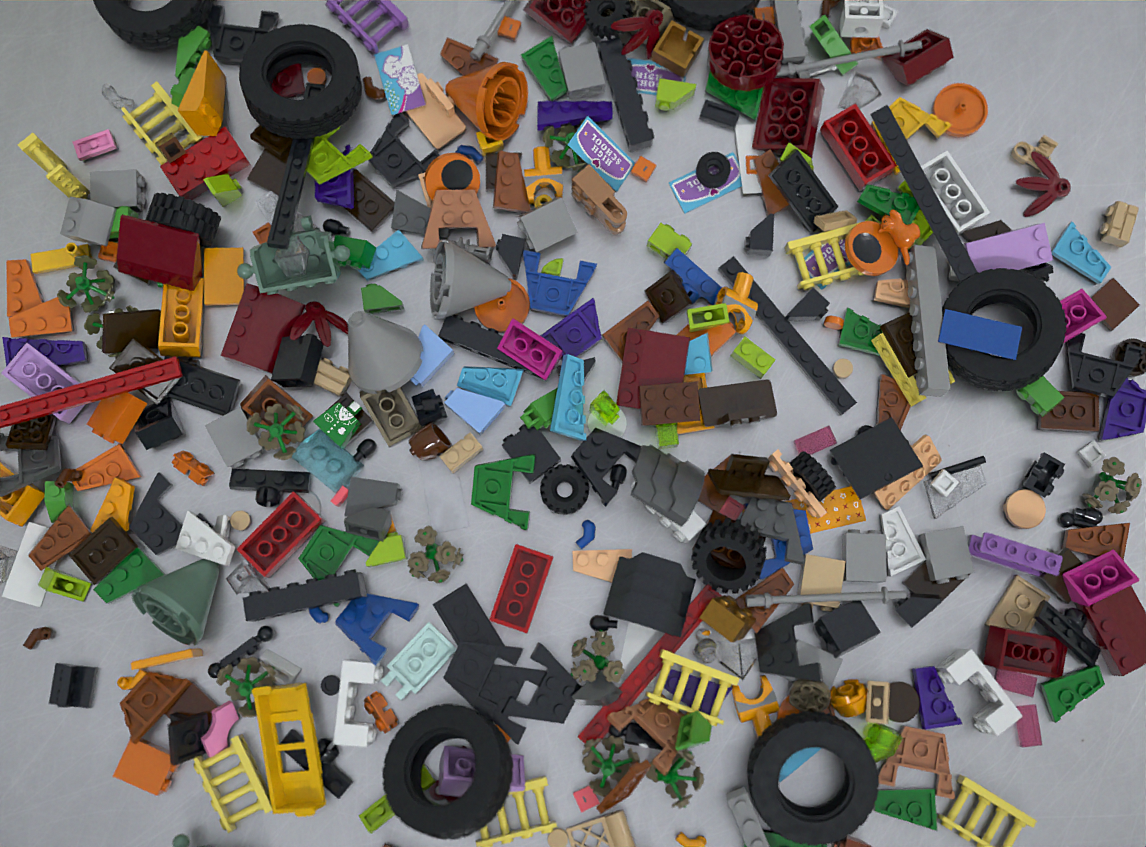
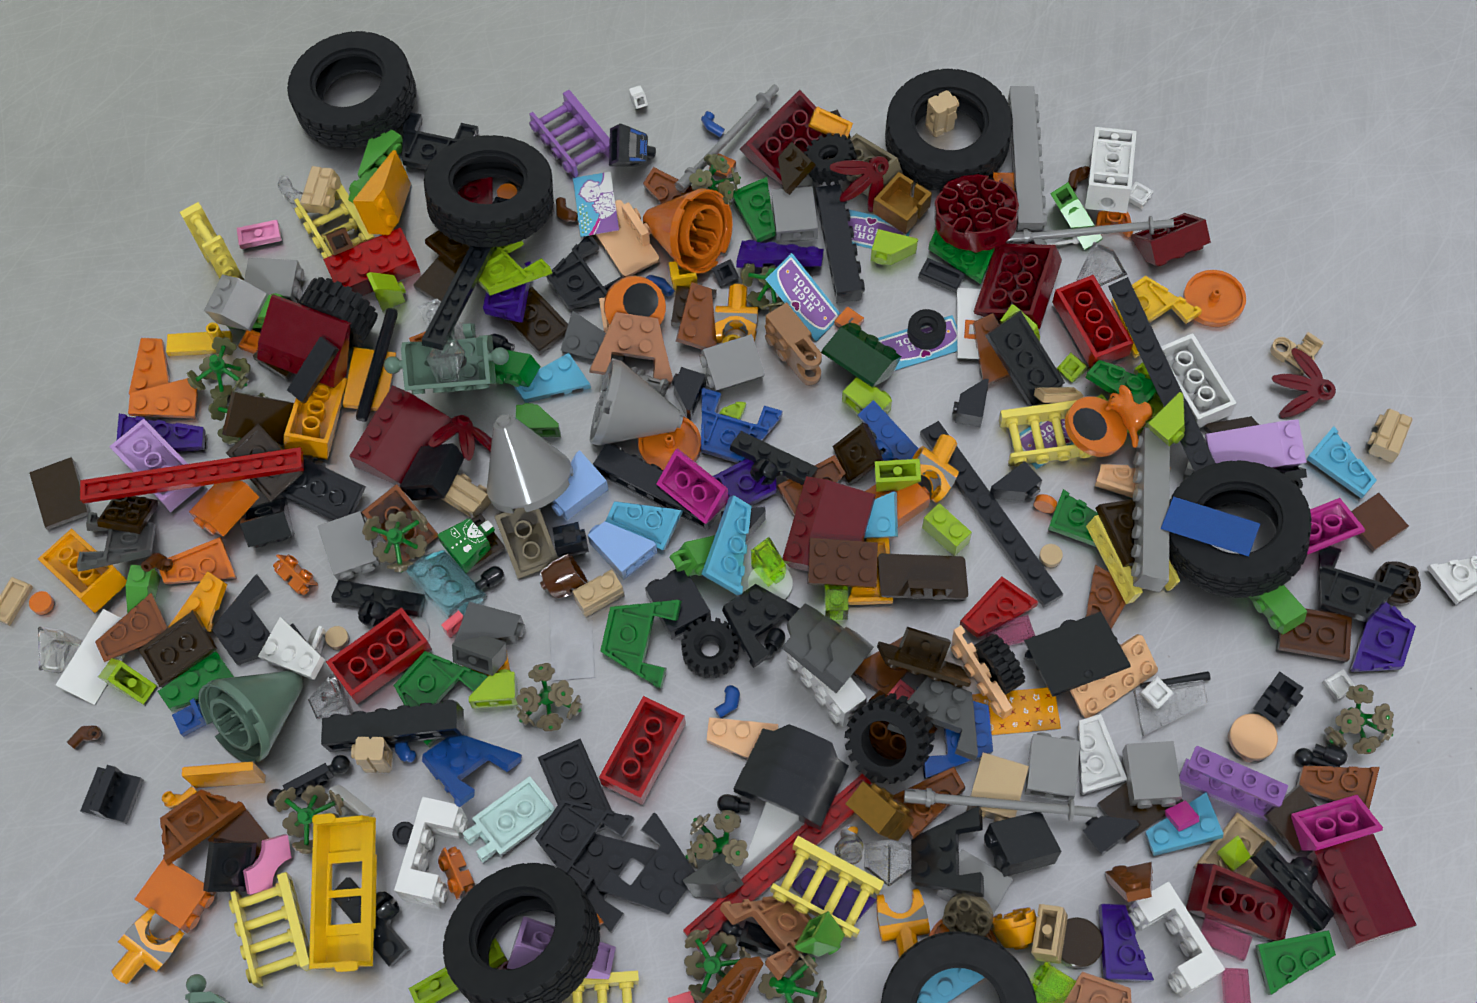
camera: 15 degrees right, 15 degrees down
(125, 610) = (189, 718): none -> blue bracket
(130, 815) = (143, 949): none -> light orange connector
(143, 97) = (320, 190): none -> tan brick
(172, 279) = (313, 369): none -> black tile
(228, 262) = (376, 365): none -> black axle
(292, 624) = (372, 754): none -> tan brick
(421, 20) = (628, 147): none -> black torso
(498, 50) = (704, 179): none -> olive plant
(527, 134) = (725, 272): none -> black slope
(576, 26) = (793, 167): none -> dark brown wing
(594, 314) = (771, 461): none -> black plate
(660, 203) = (862, 354): none -> dark green slope
(803, 422) = (997, 607): none -> red wing
(843, 191) = (1072, 367): none -> lime slope
(937, 240) = (1170, 421): none -> lime slope
(940, 649) = (1132, 882): none -> dark orange wing
(974, 586) = (1182, 816): none -> dark pink tile
(977, 593) = (1166, 838): none -> medium azure wing
(1018, 611) = (1234, 853): none -> lime slope

